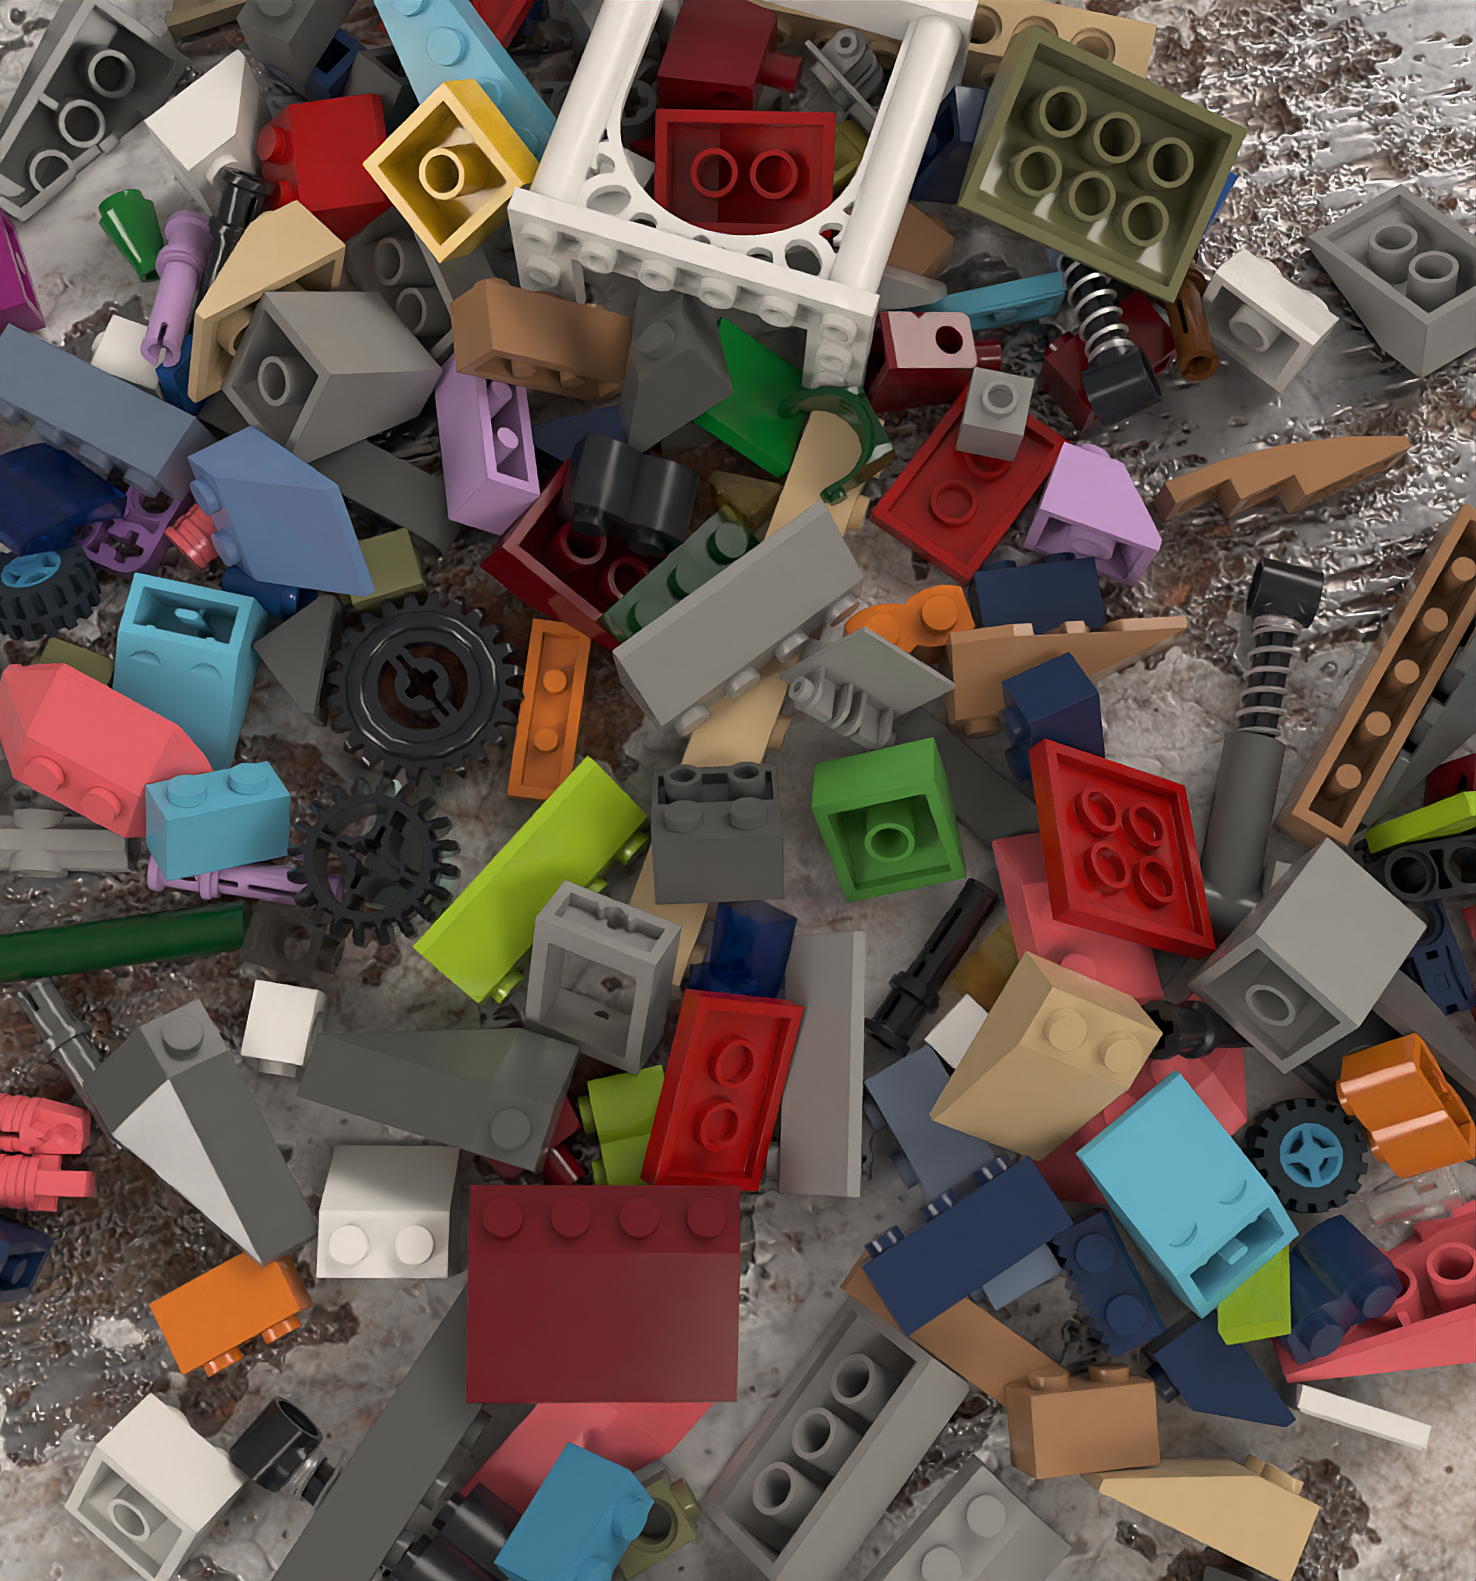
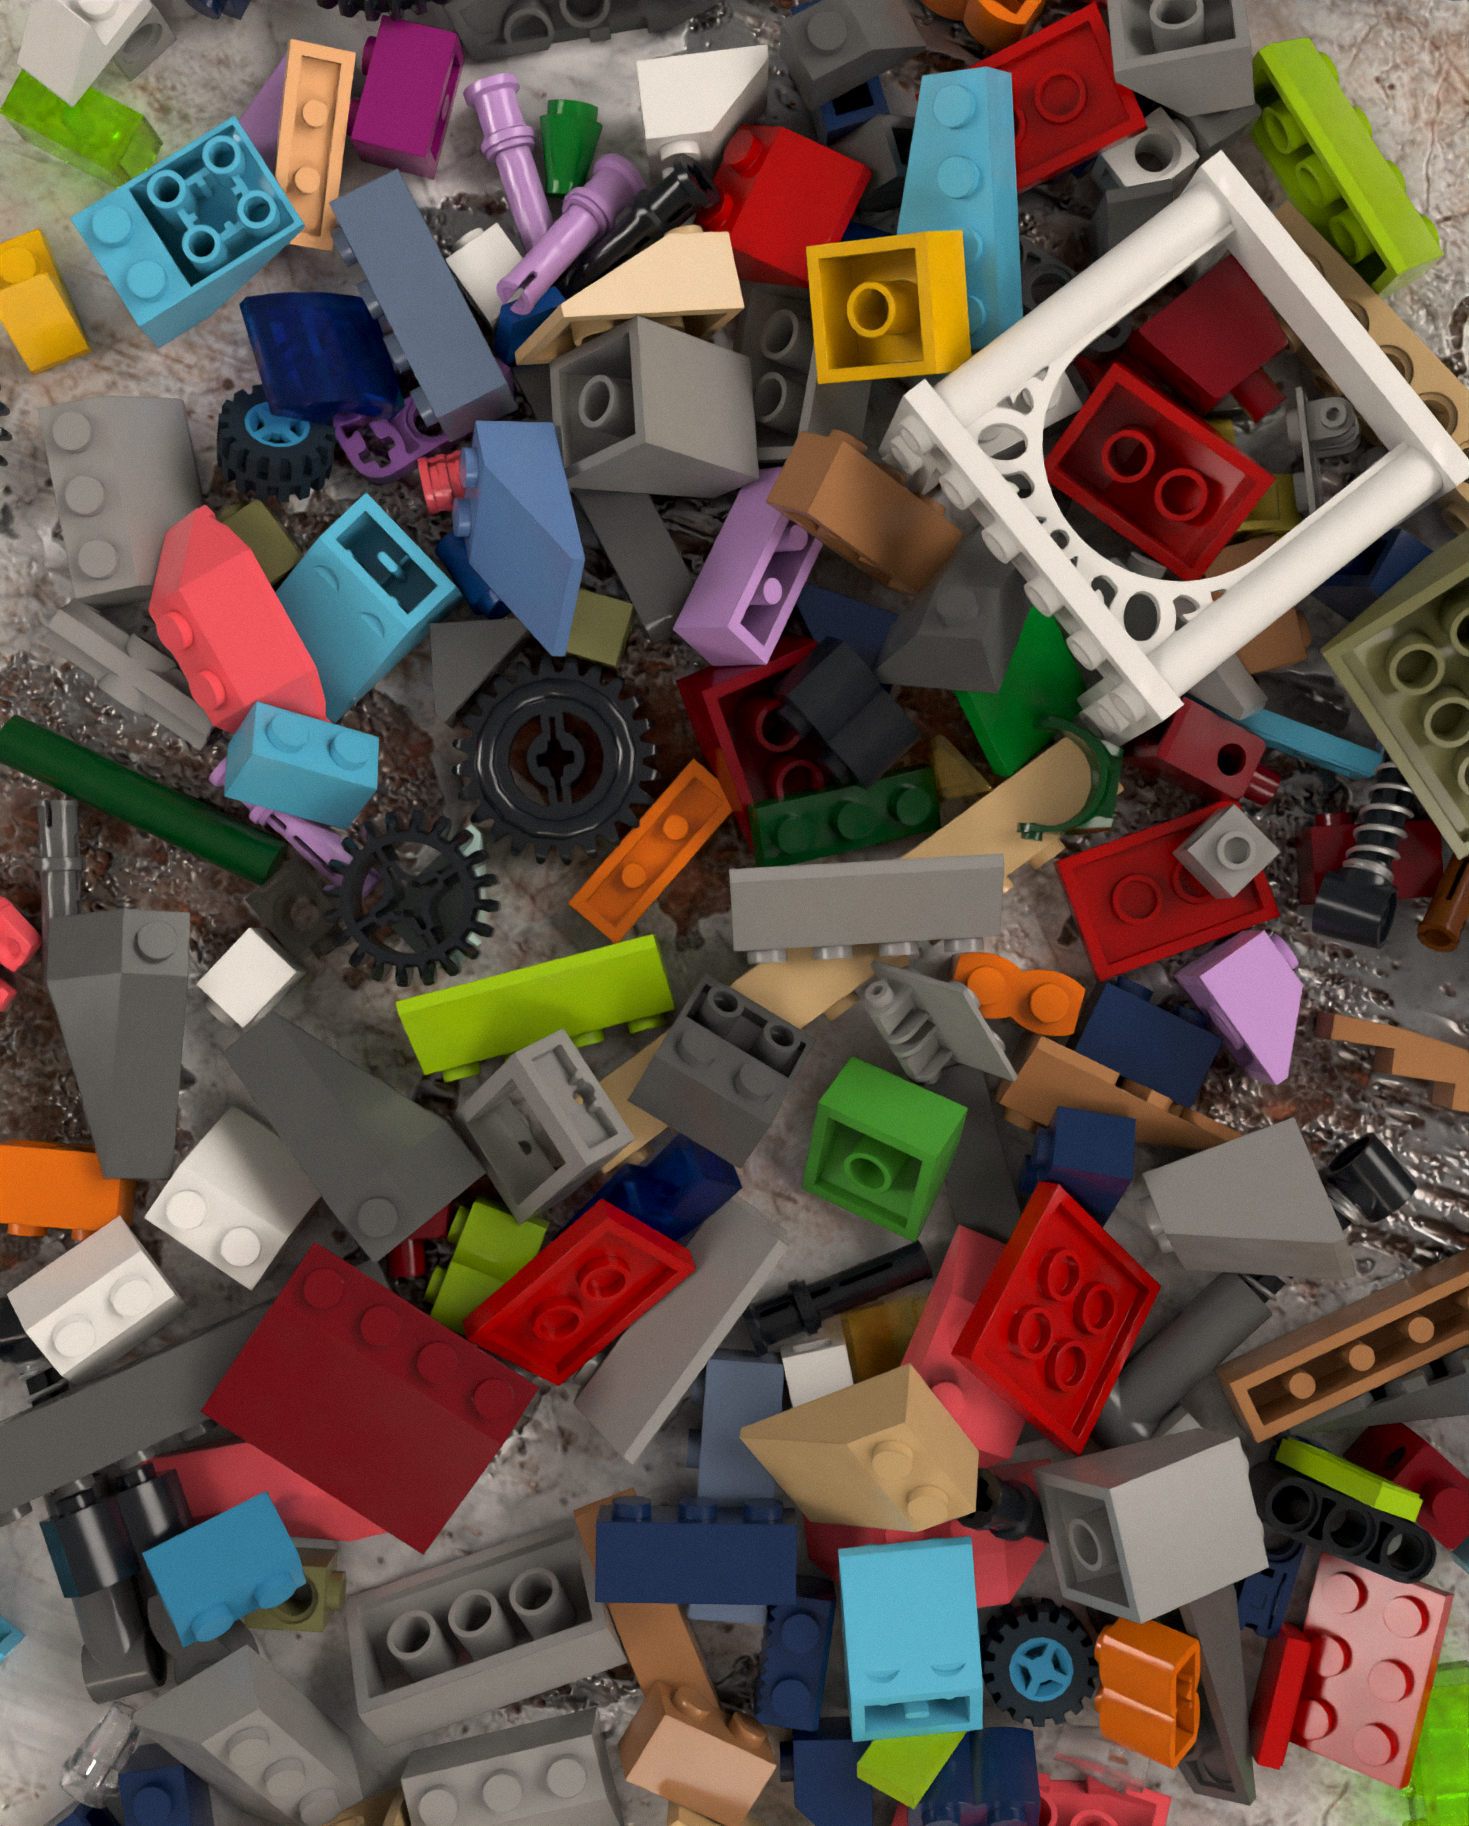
camera: 30 degrees right, 10 degrees up
(90, 261) = (510, 146): none -> lavender pin
(323, 1376) = (96, 1302): none -> white slope
(1210, 665) = (1249, 1209): none -> light grey slope

